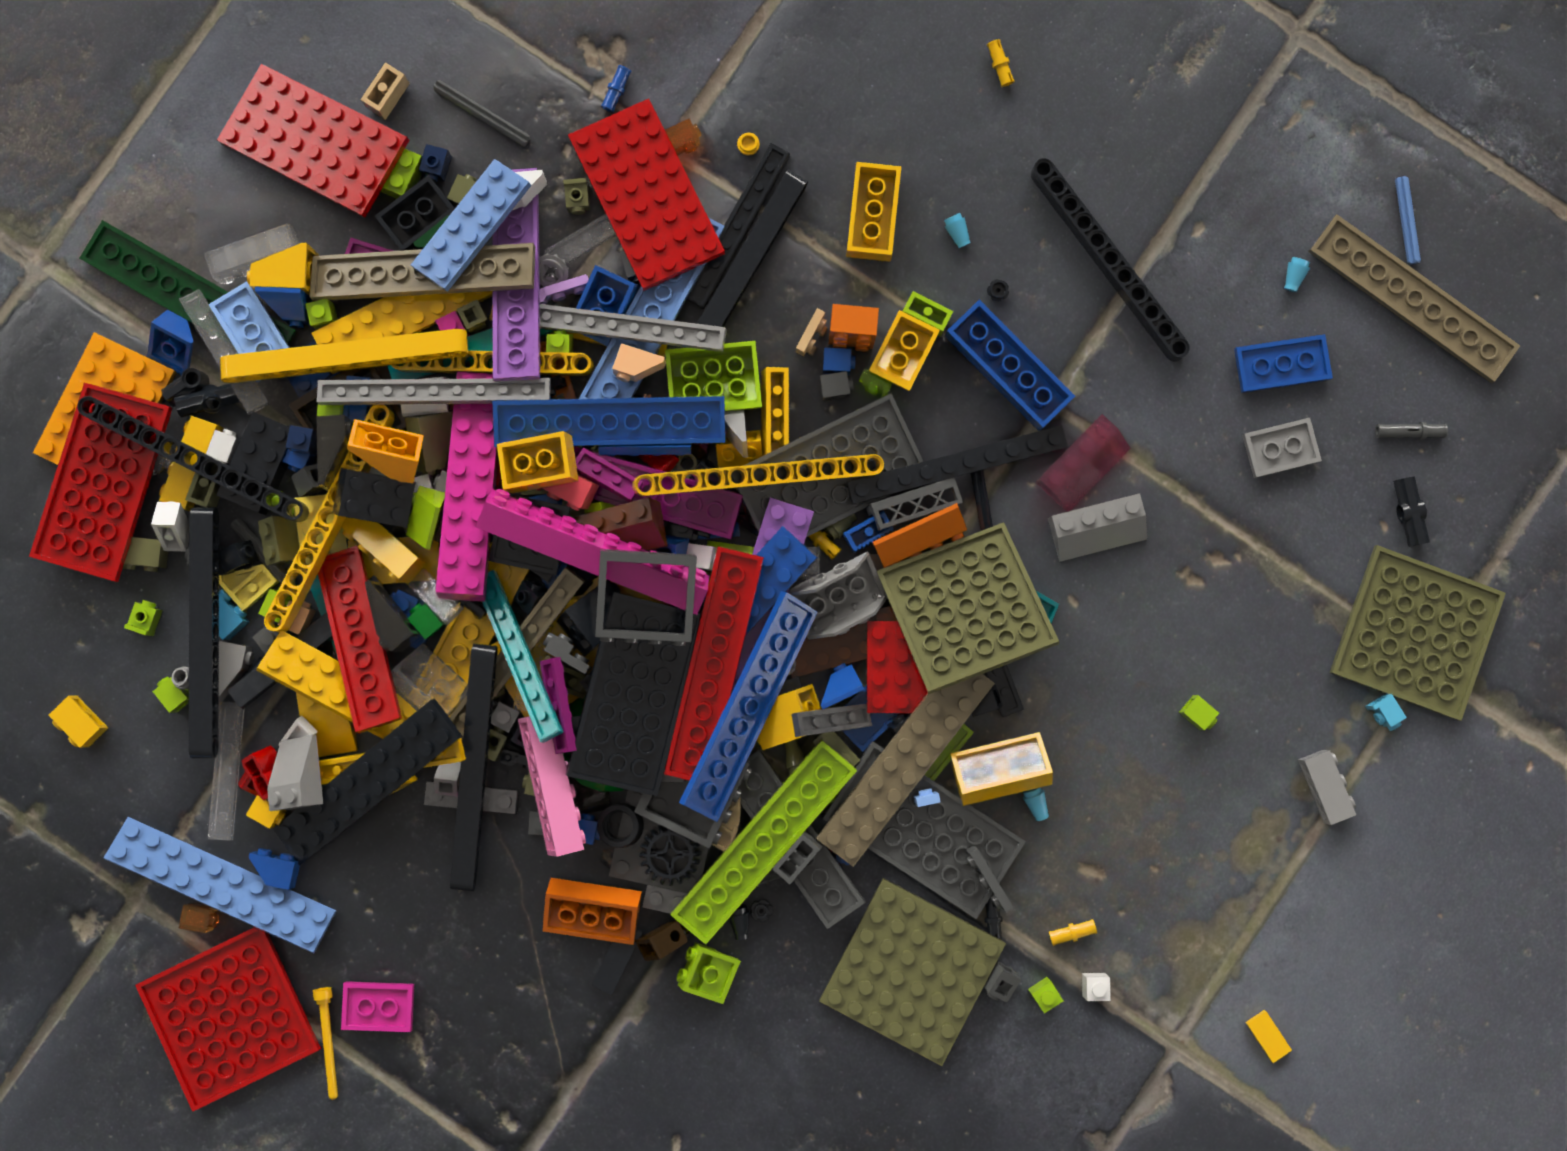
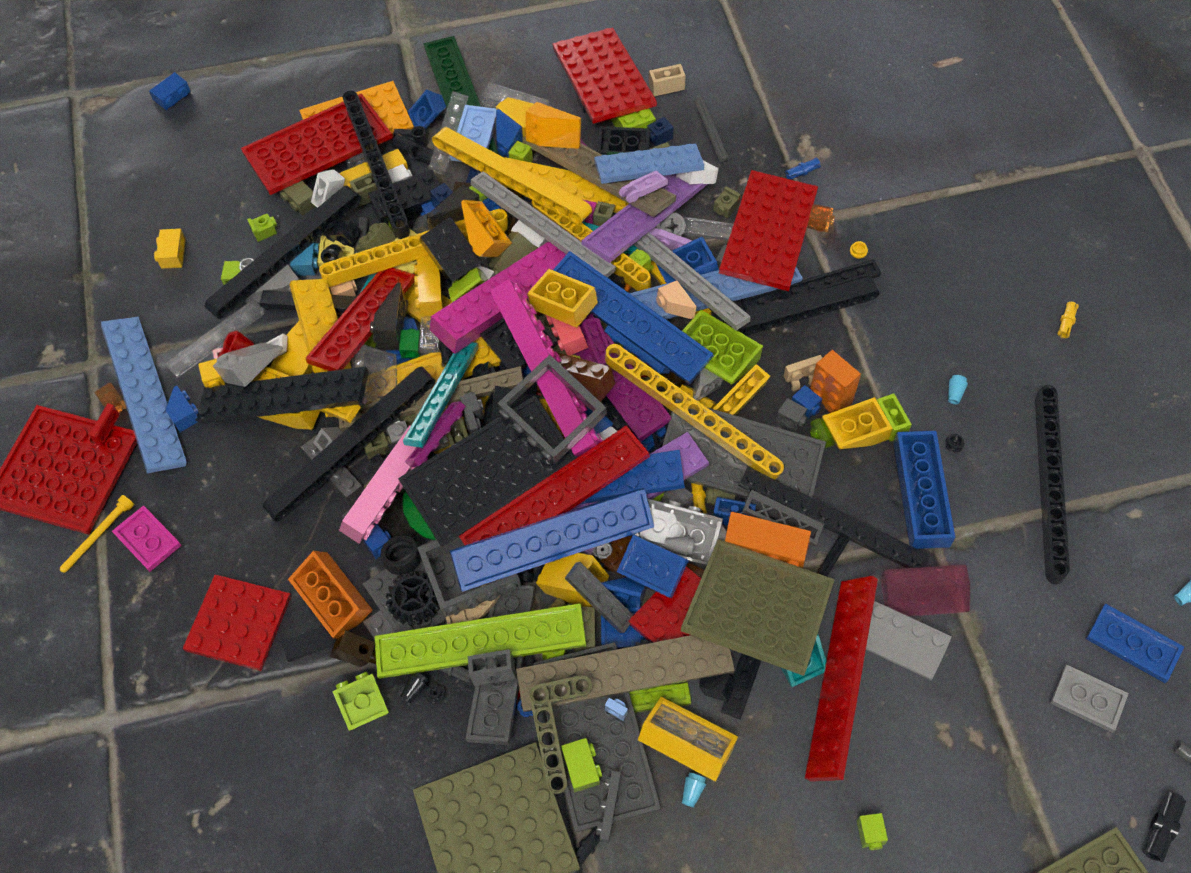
camera: 45 degrees right, 25 degrees down
(226, 948) = (104, 424): none -> red tile
(253, 595) = (331, 253): none -> black brick
(335, 267) = (552, 127): none -> light orange slope
(495, 261) = (643, 186): none -> lavender hinge
(535, 1002) = (237, 622): none -> red plate
(849, 651) = (652, 566): none -> blue plate
(852, 606) = (680, 545): none -> light grey cone
(873, 211) = (907, 336): yellow brick -> none
(890, 863) = (550, 726): none -> olive beam
(938, 868) = (580, 764): none -> lime brick
(1078, 605) = (841, 680): none -> red plate

